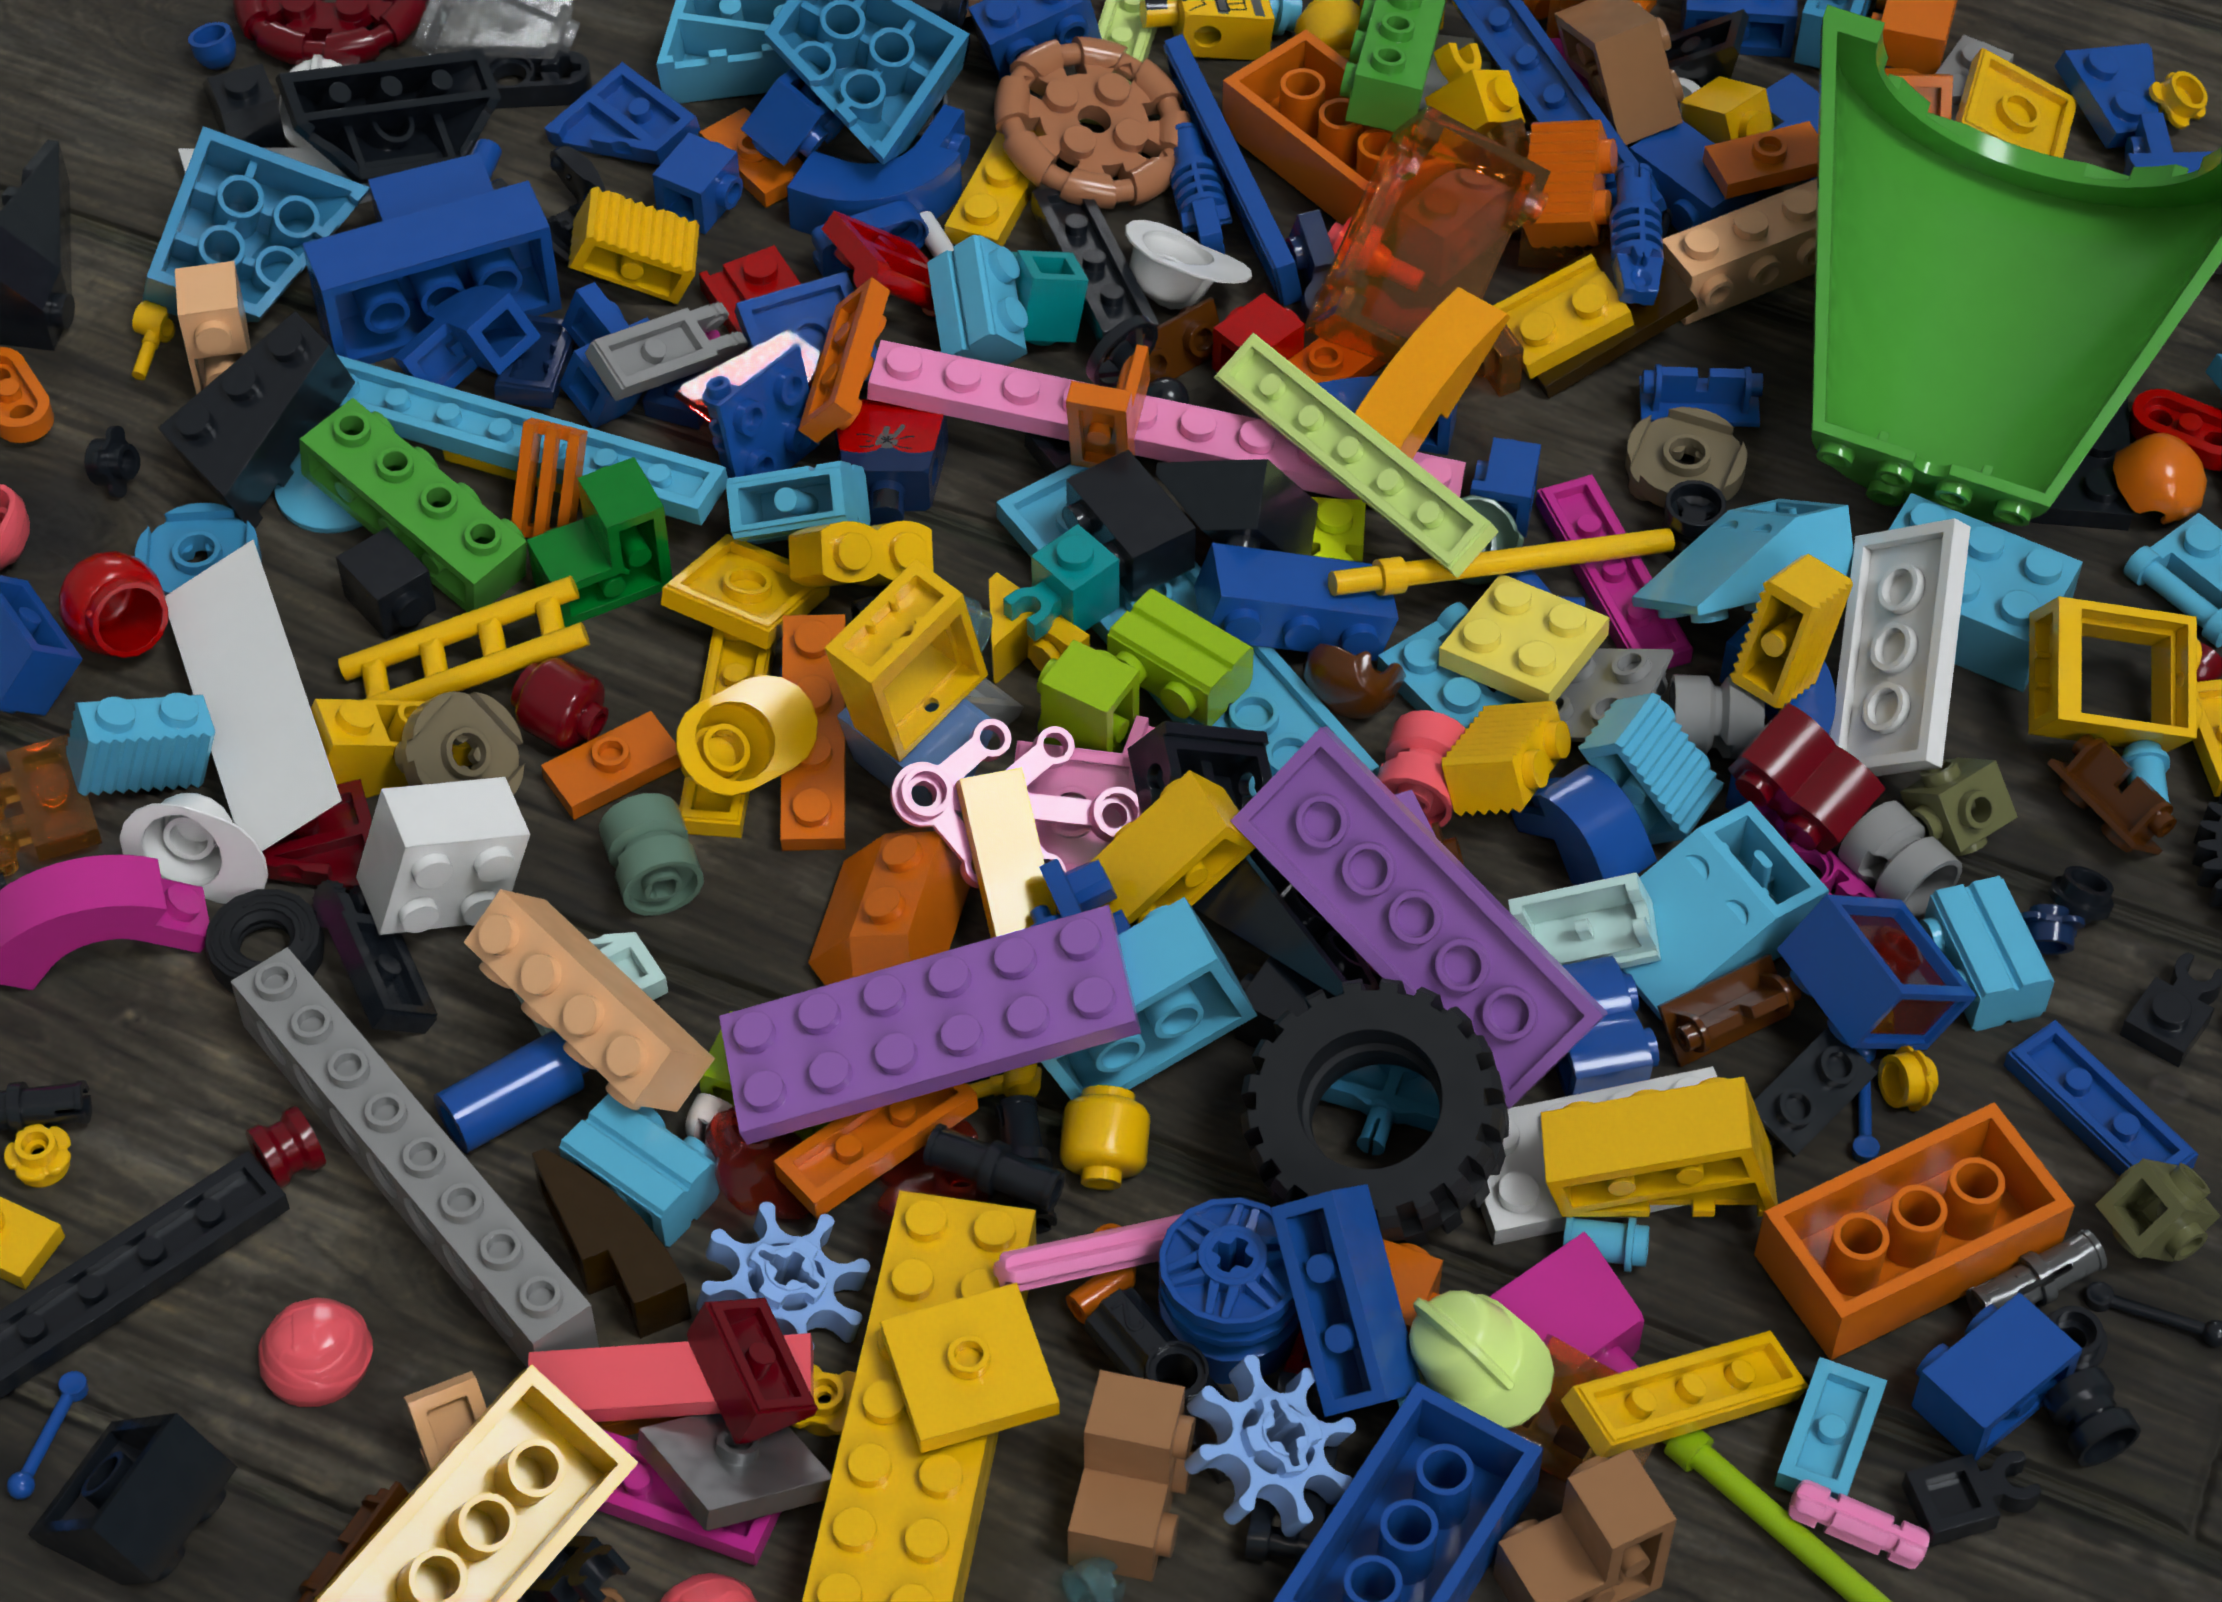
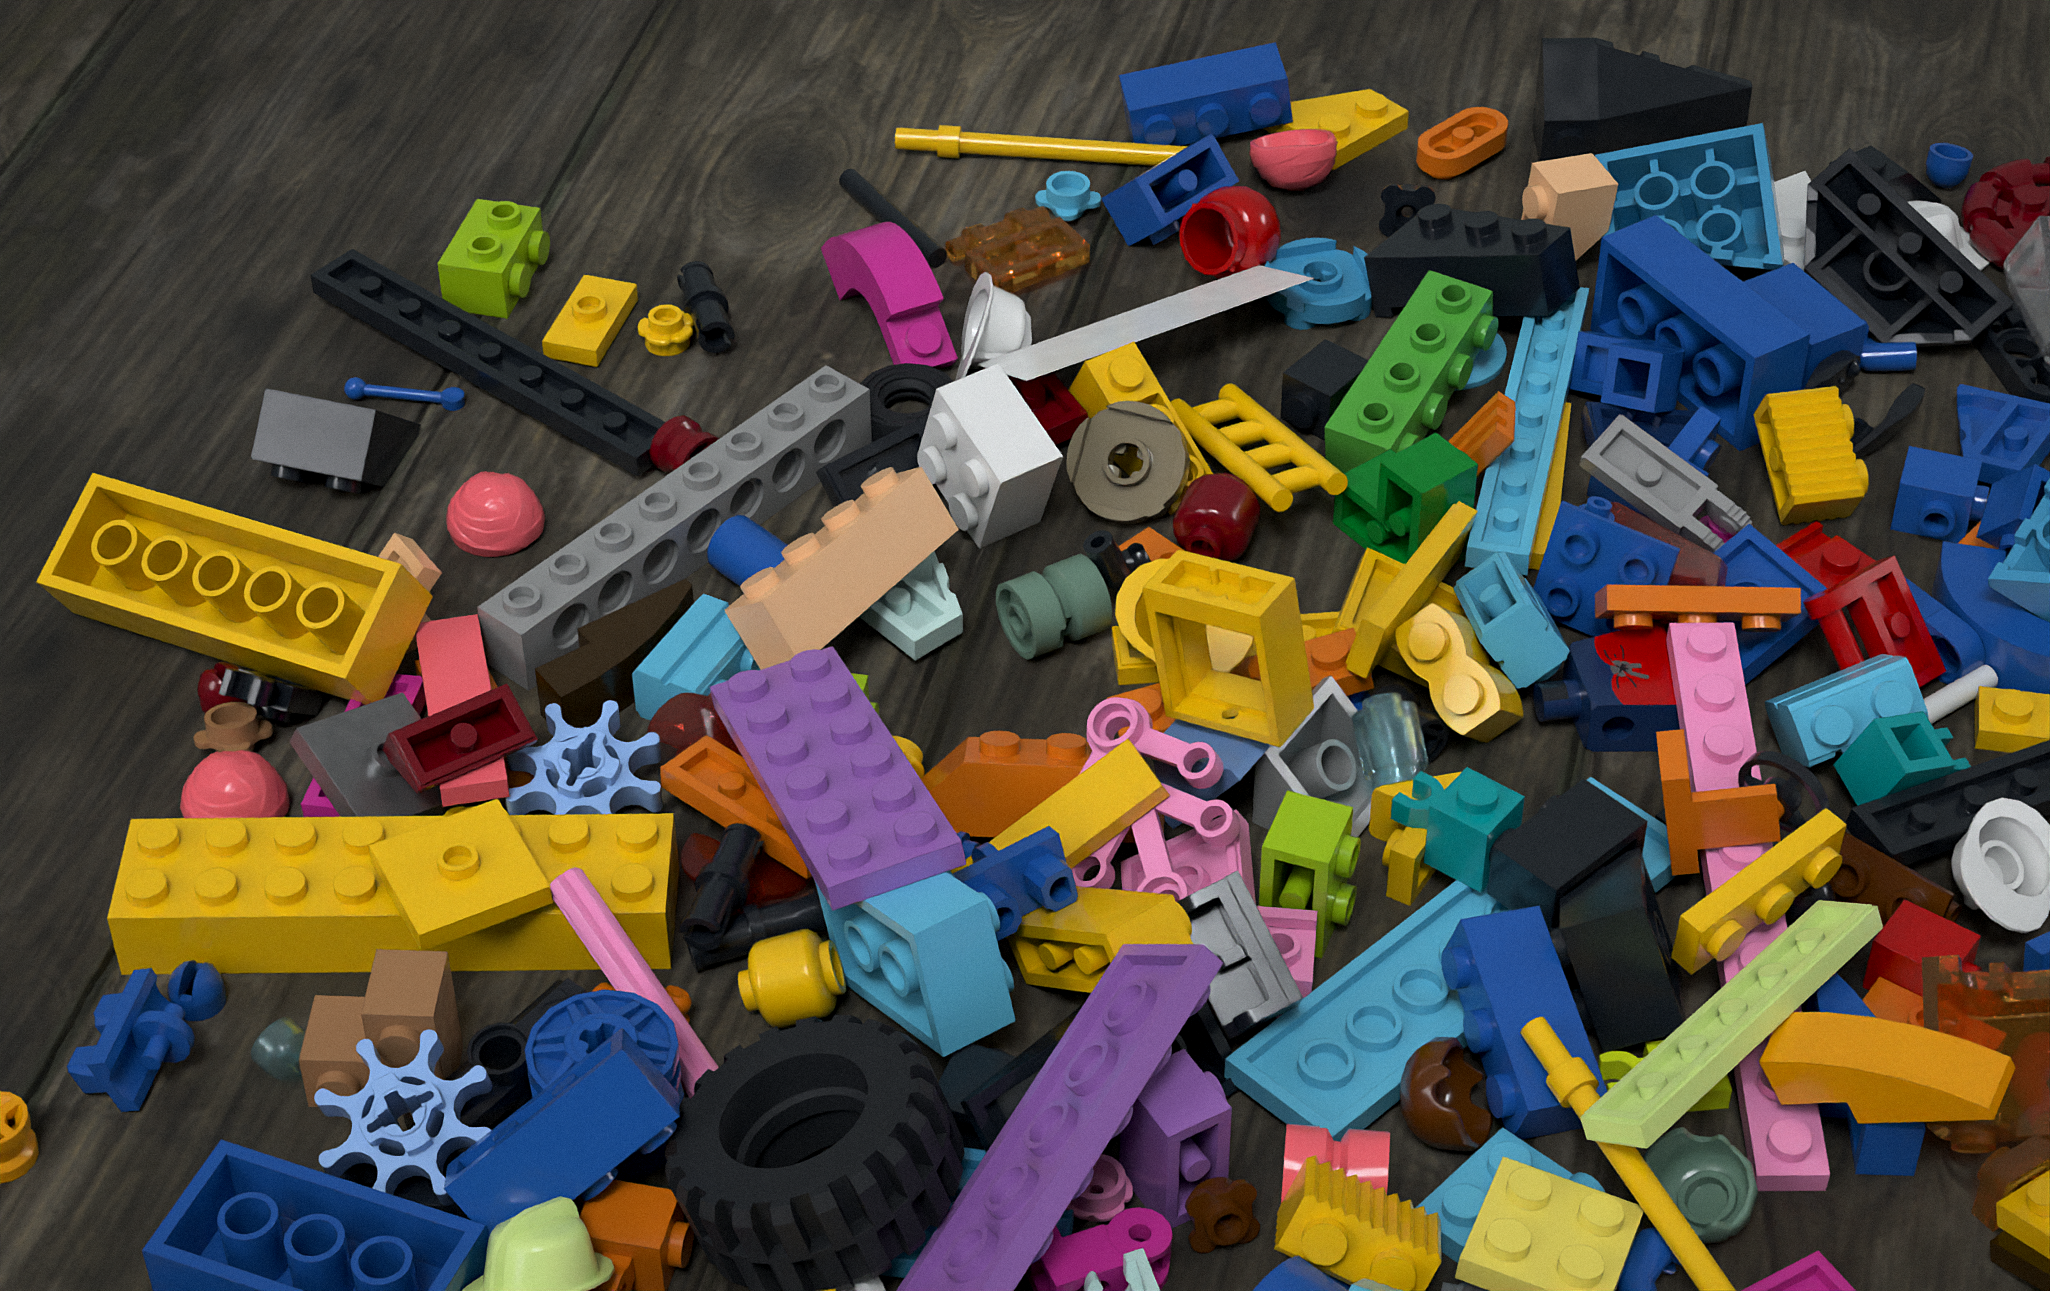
camera: 80 degrees right, 10 degrees down
(140, 743) = (1078, 270): medium azure brick -> none
(614, 782) = (1110, 560): none -> black arm
(760, 556) = (1410, 589): none -> yellow tile
(1182, 657) = (1399, 929): lime brick -> none
(1210, 395) = (1759, 892): none -> yellow plate
(1510, 478) = (1805, 1214): blue brick -> none

